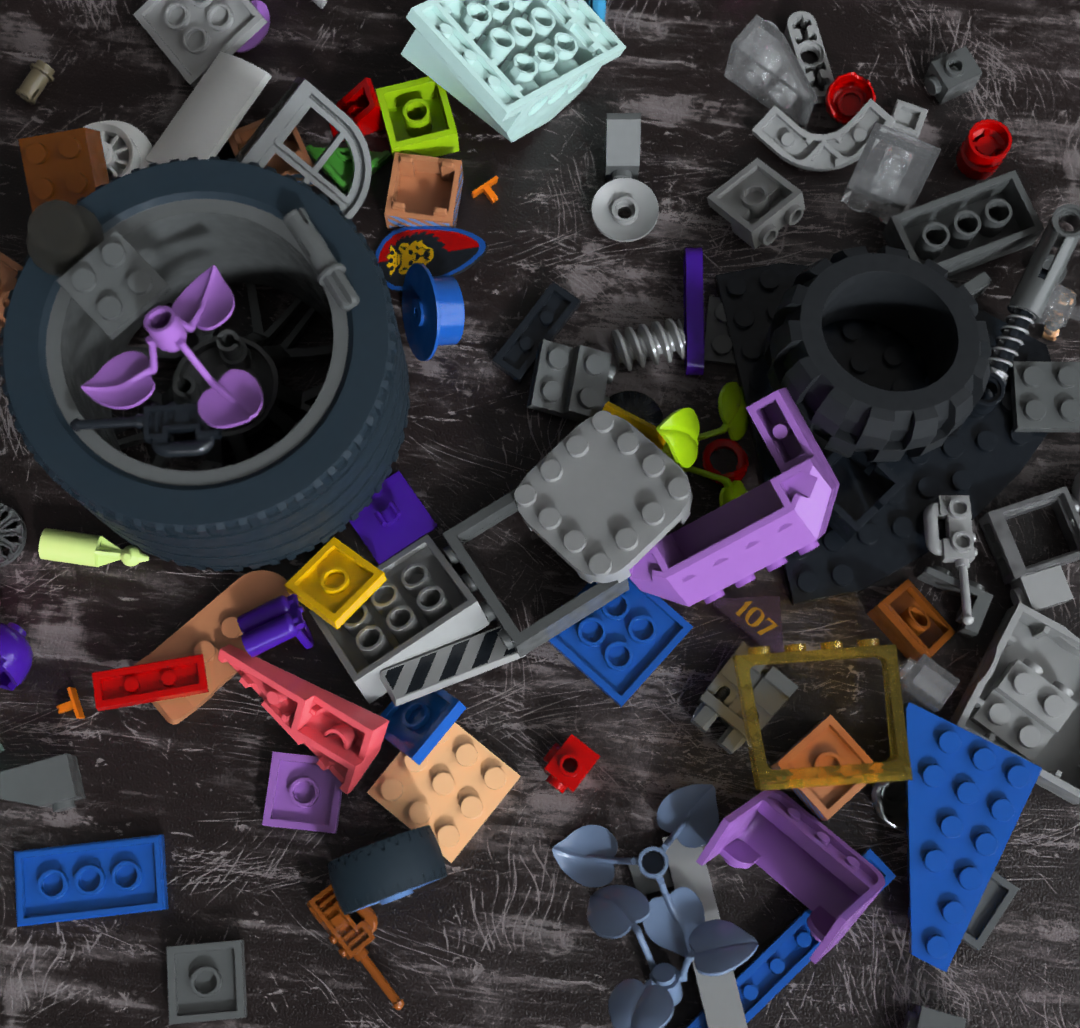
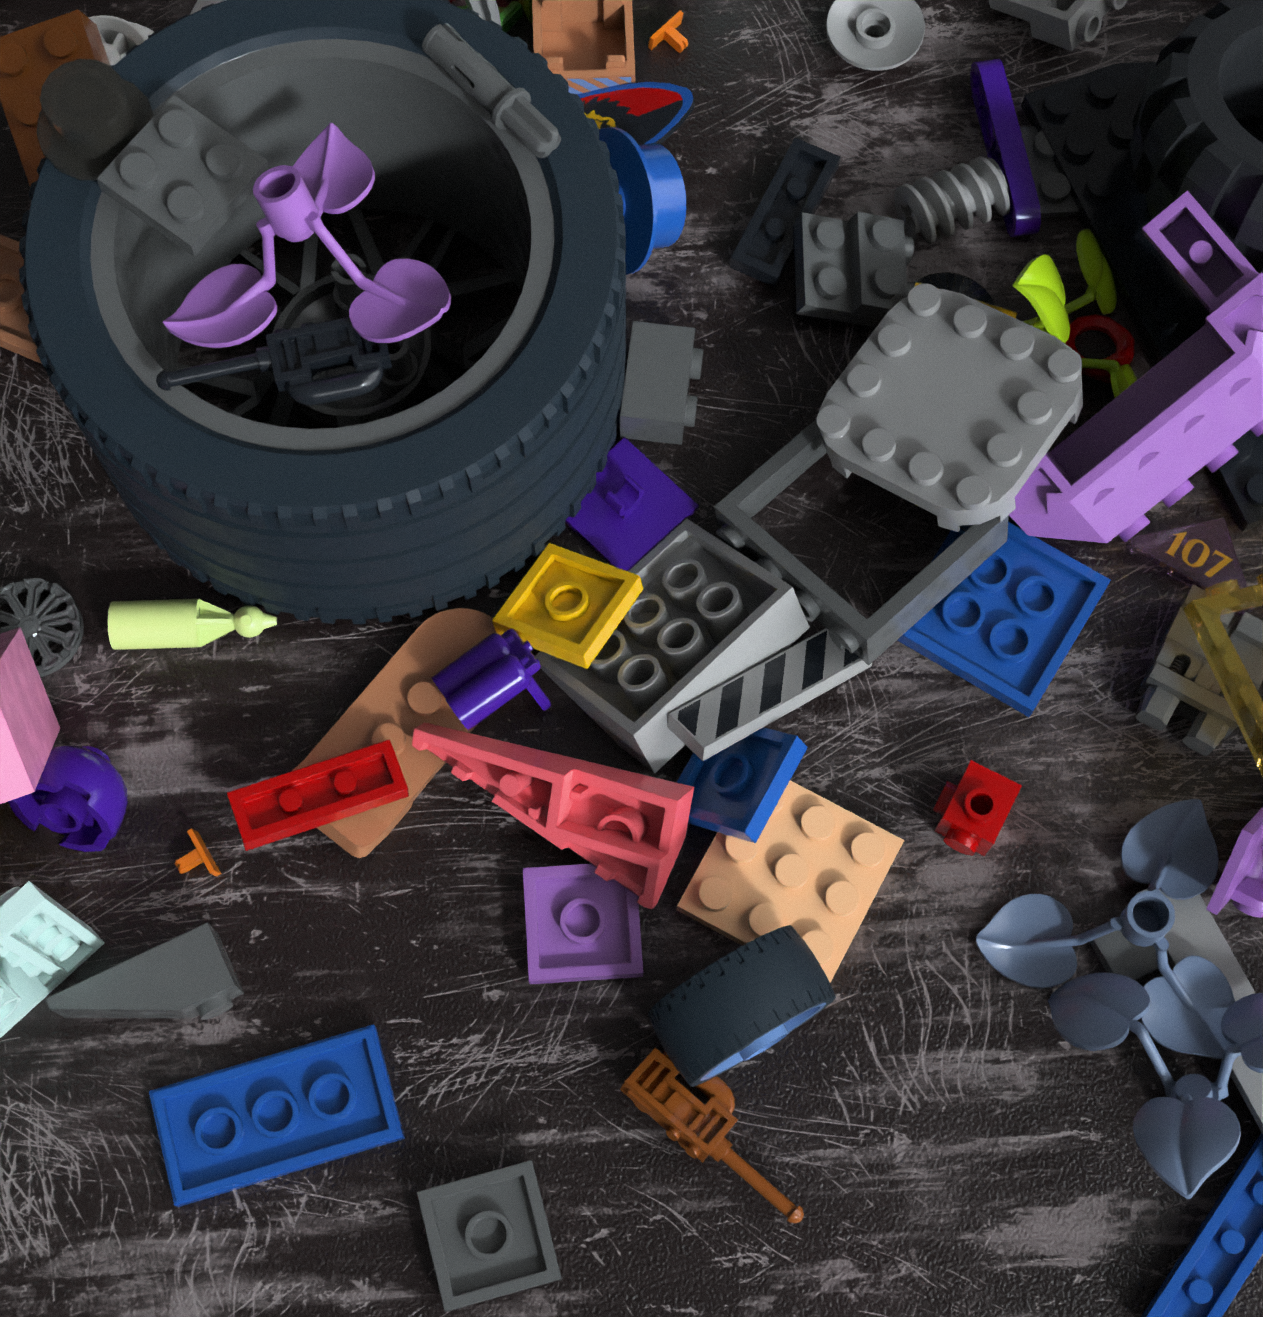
camera: 10 degrees left, 5 degrees down
(427, 439) = (658, 383): none -> dark grey brick

